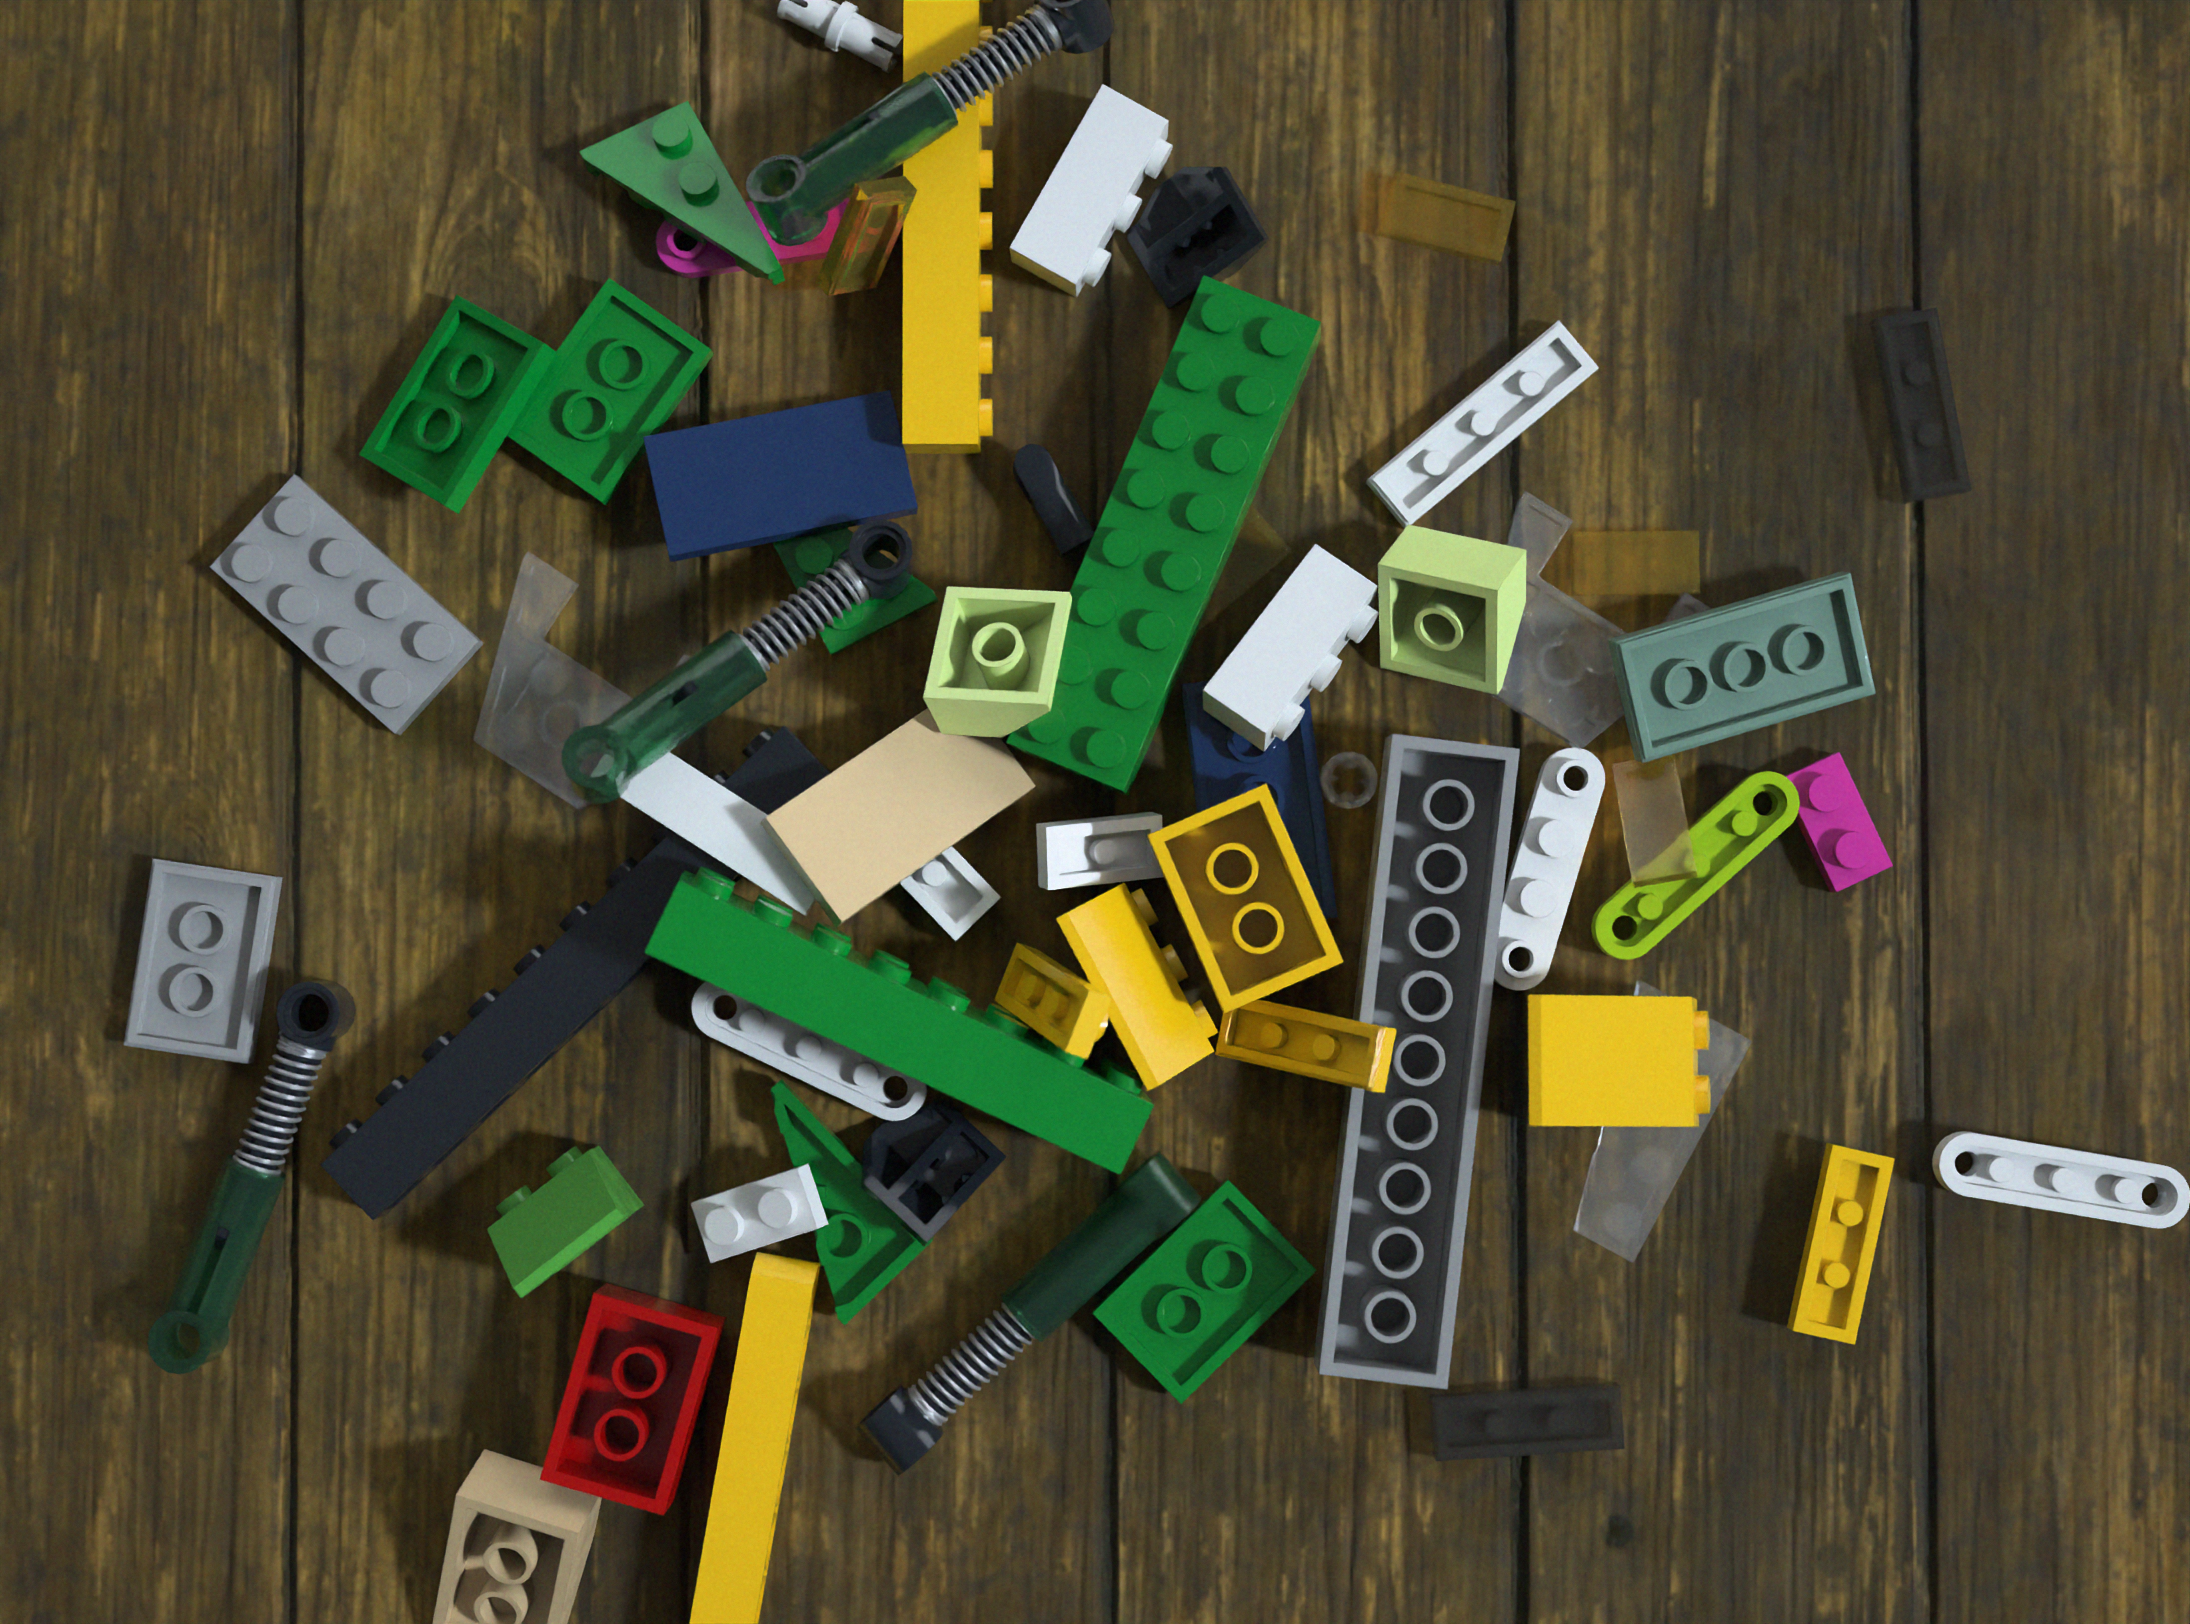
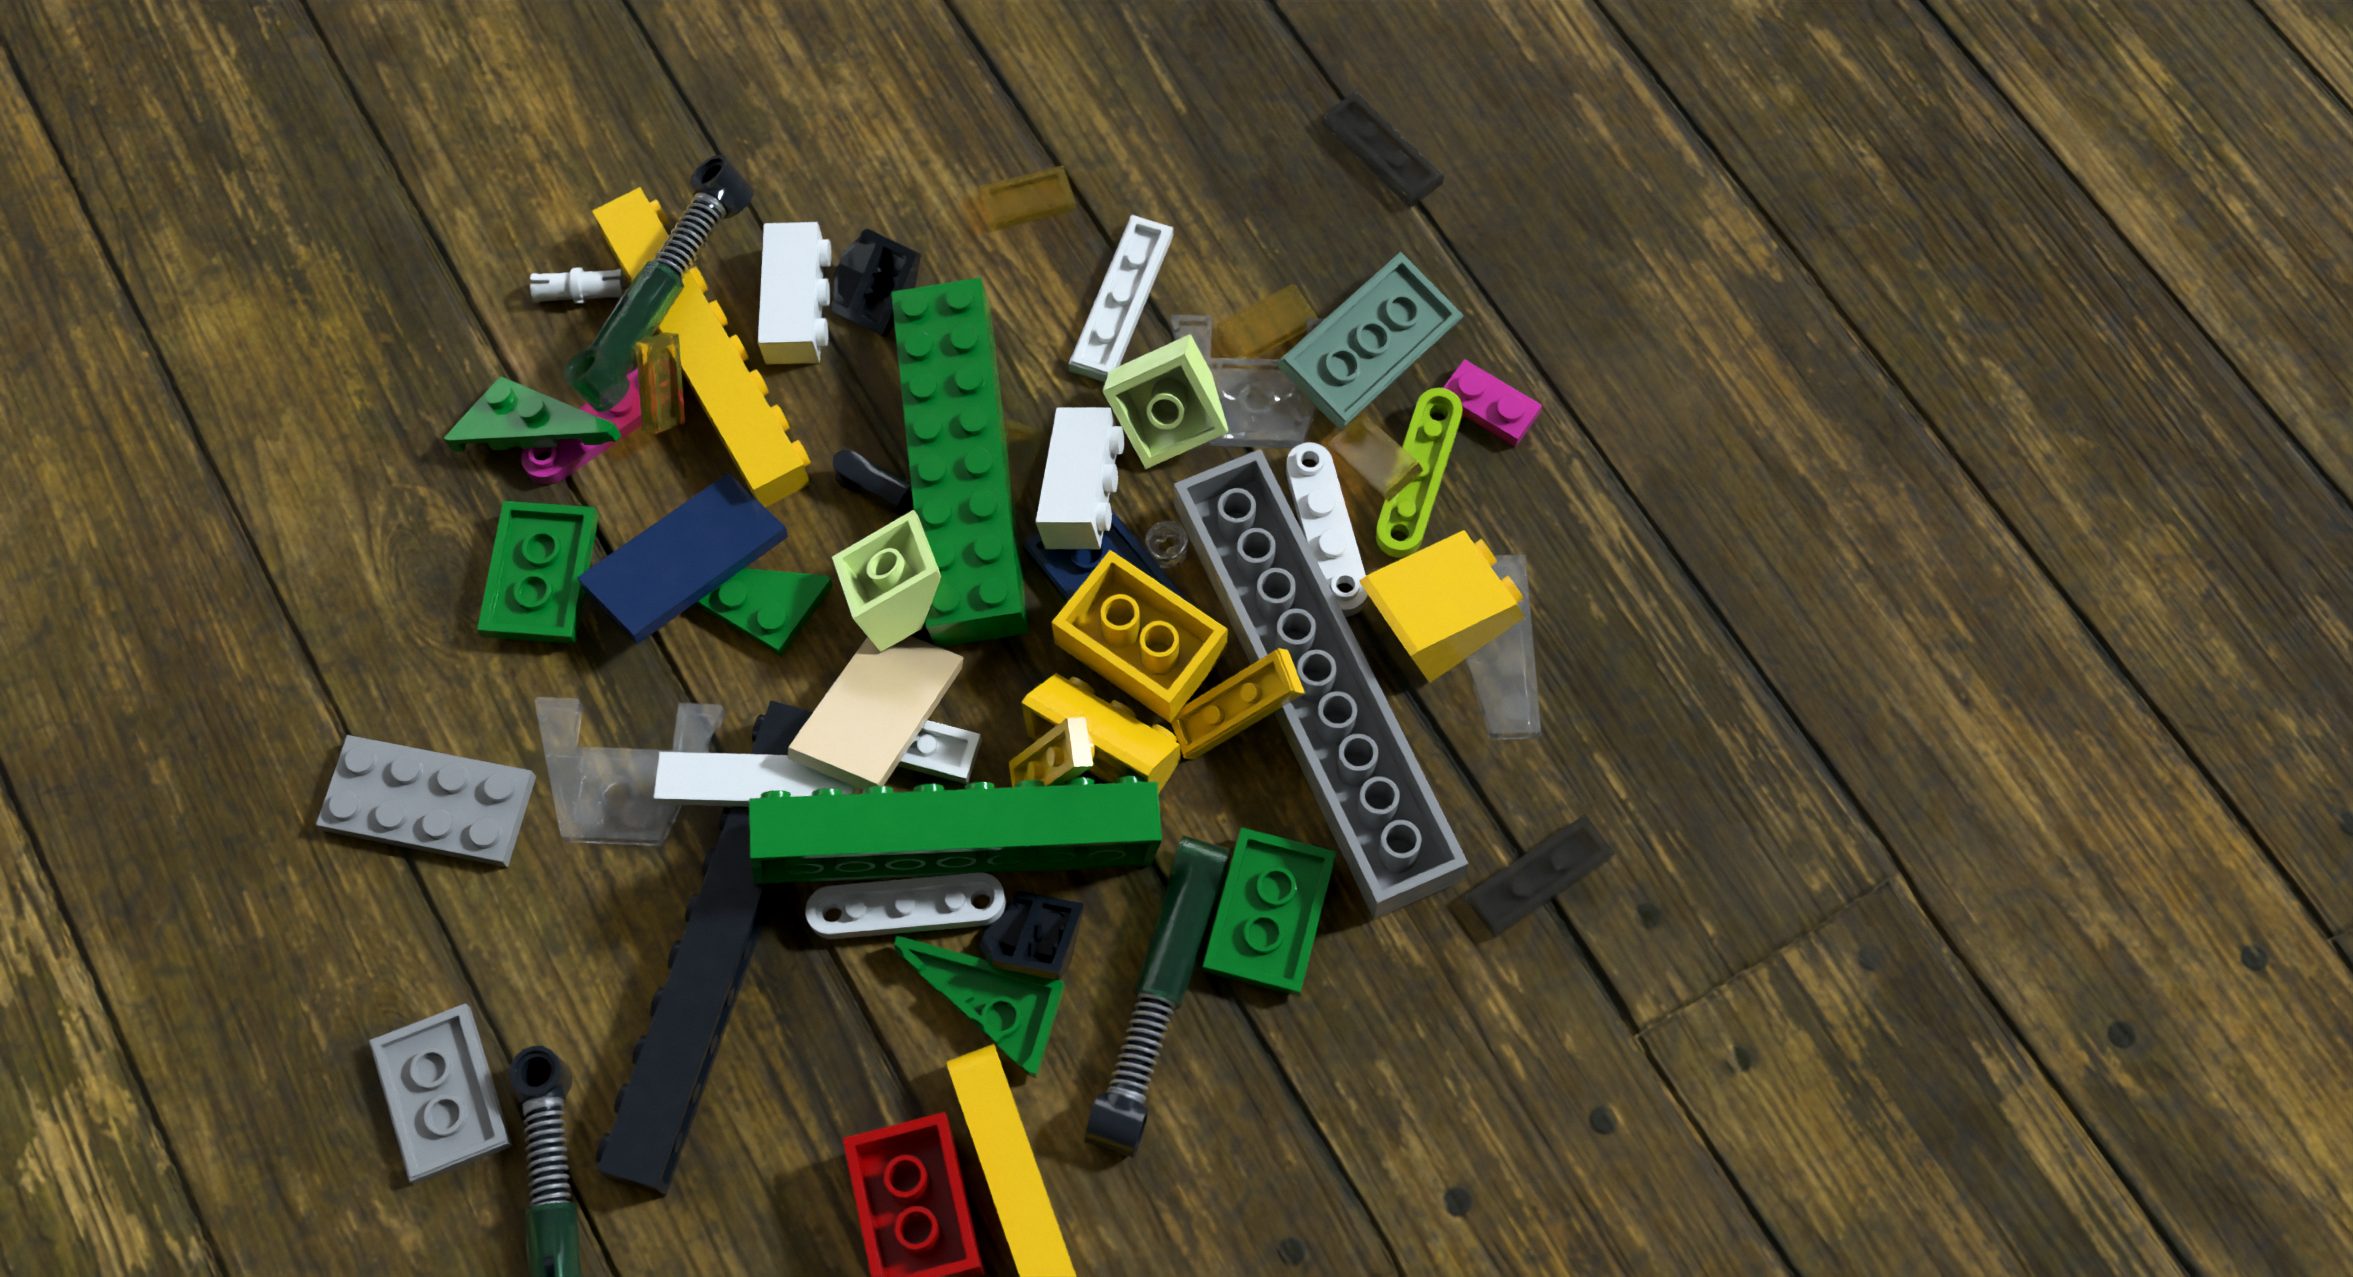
camera: 30 degrees left, 20 degrees down
(458, 403) = (439, 627): green plate -> none
(561, 1218) = (795, 1112): bright green slope -> none
(732, 666) = (712, 676): piece -> none
(759, 1213) = (932, 1033): white plate -> none
(1096, 850) = (1025, 667): white plate -> none
(1840, 1243) = (1665, 644): yellow plate -> none
(2061, 1180) = (1774, 528): white plate -> none

